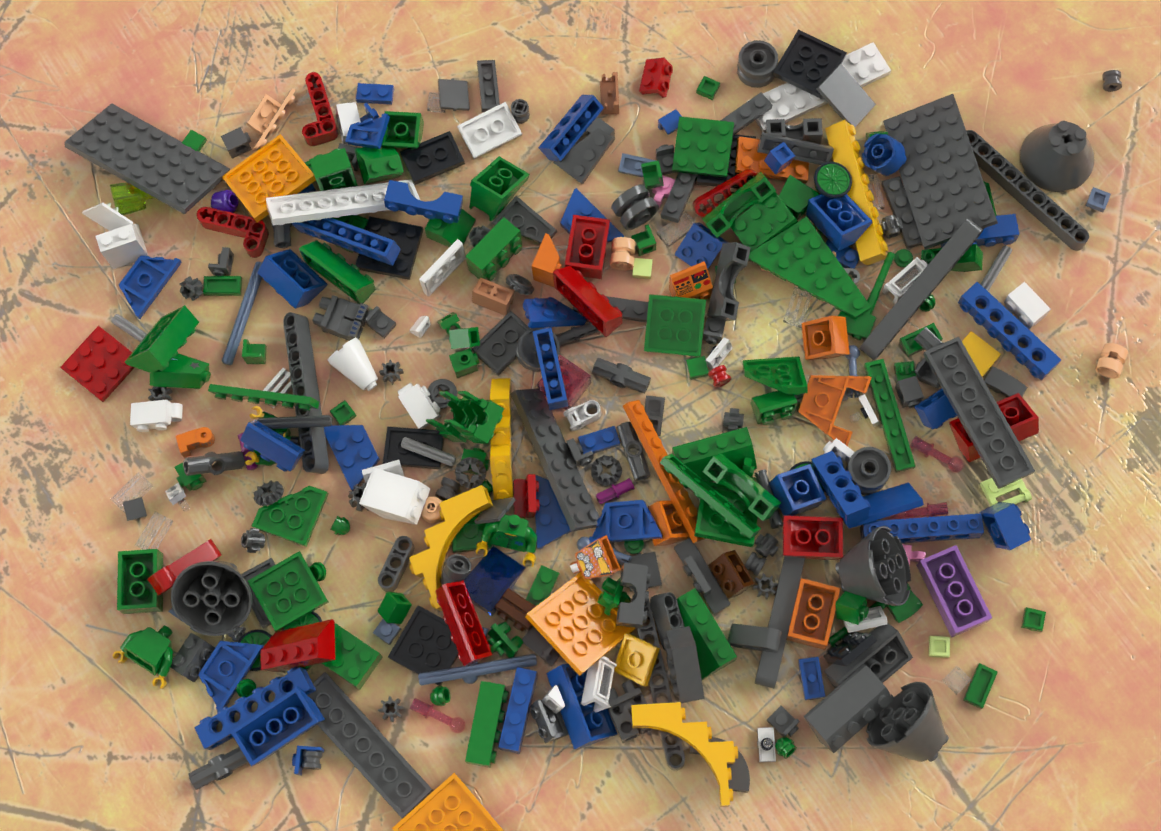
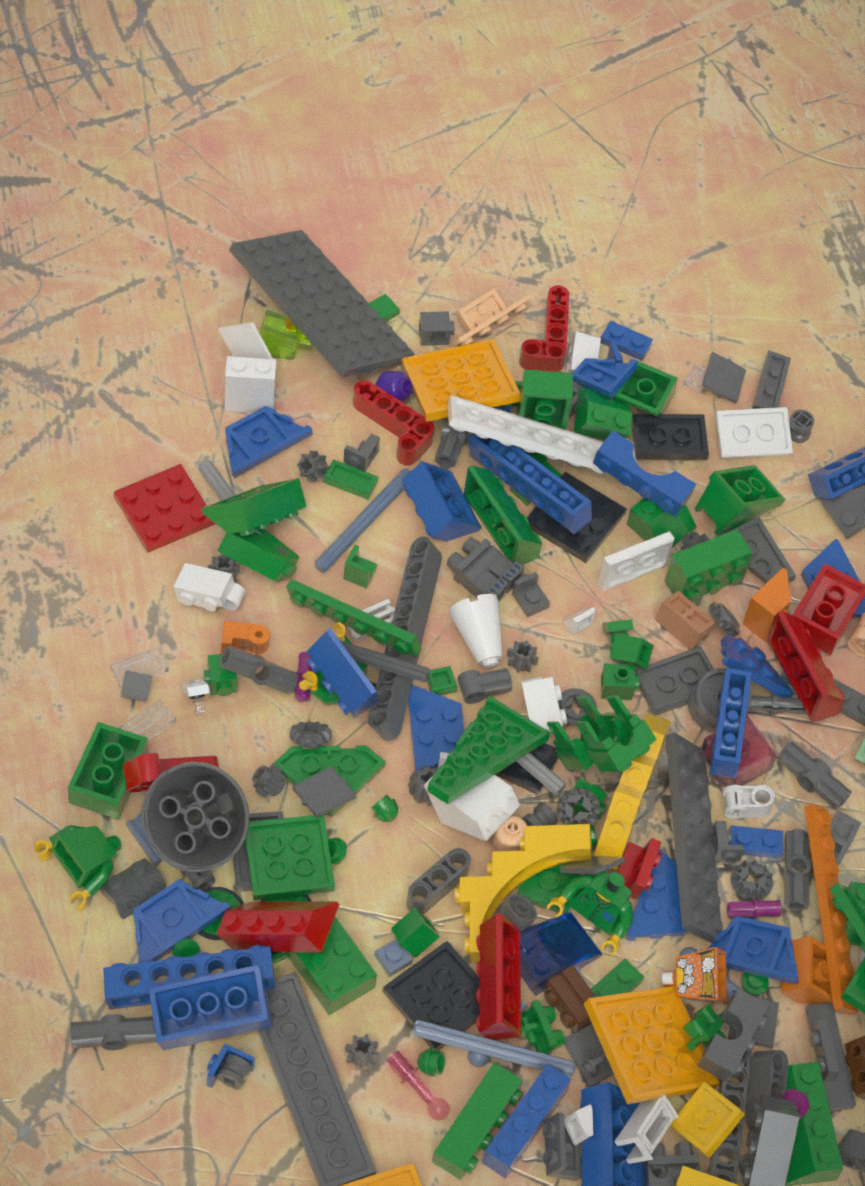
camera: 10 degrees right, 15 degrees down
(293, 534) = (324, 792): none -> dark grey piece
(368, 407) = (477, 685): none -> dark grey piece
(391, 457) = (484, 749): none -> green wing
(692, 622) = (800, 1099): none -> magenta tile

